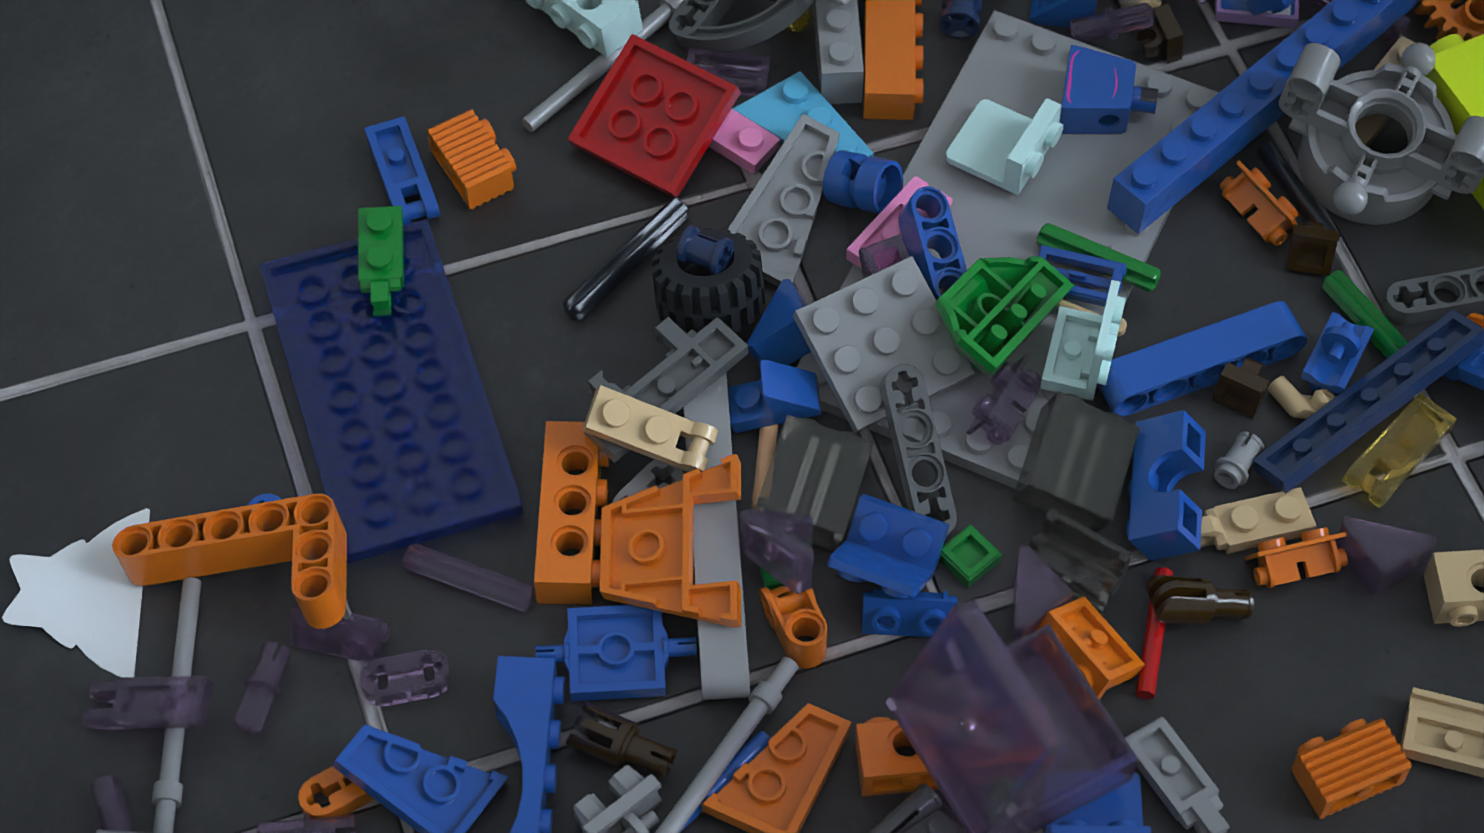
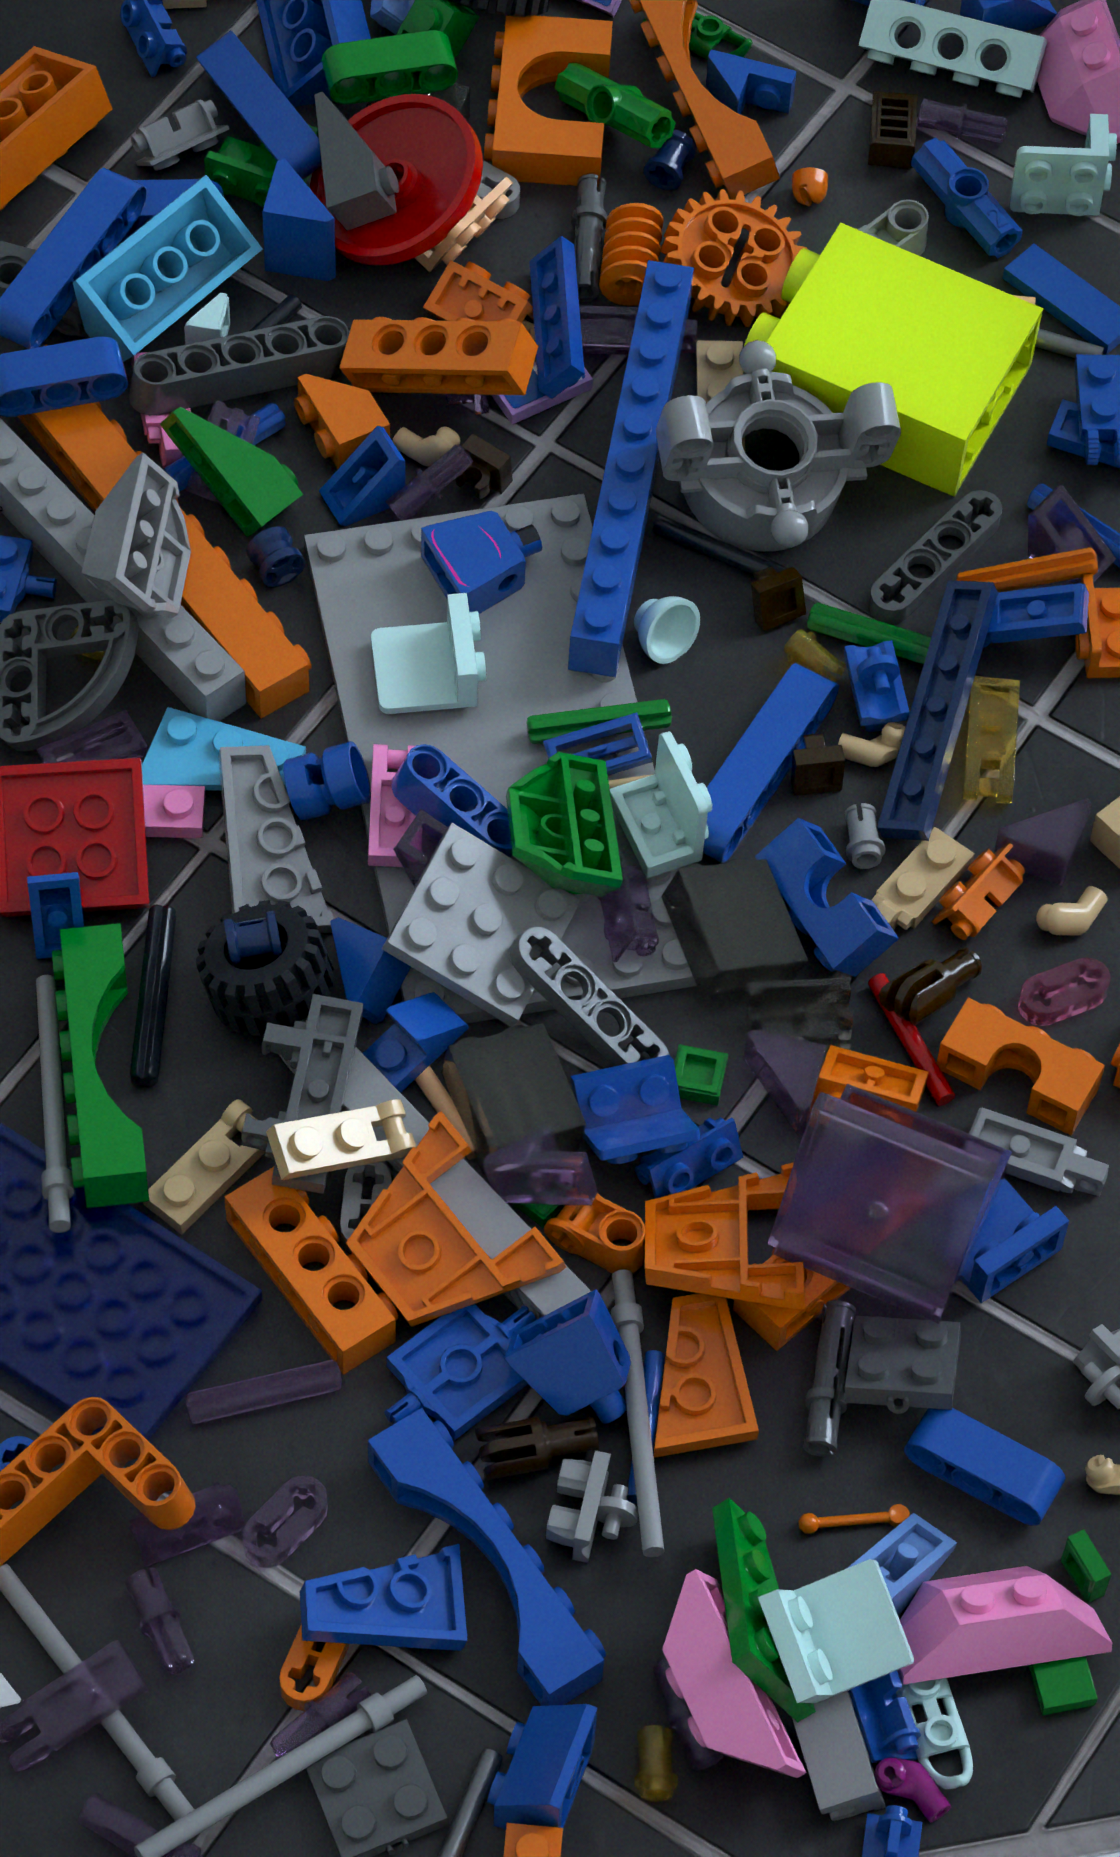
camera: 40 degrees left, 0 degrees up
(446, 336) = (57, 1178): none -> light grey bar
(554, 399) = (203, 1171): none -> tan plate
(587, 223) = (110, 1142): none -> green arch
(599, 160) = (54, 906): none -> blue slope
(692, 697) = (574, 1358): none -> blue torso
(851, 682) = (701, 1243): none -> orange wing
(1207, 223) = (667, 627): none -> light aqua piece
(1209, 670) = (988, 1041): none -> orange arch
(1251, 191) = (716, 583): orange hinge -> none
(1304, 300) = (807, 652): none -> clear yellow pin
(1306, 673) = (1066, 996): none -> clear pink beam
(1358, 622) = (1072, 918): none -> tan arm

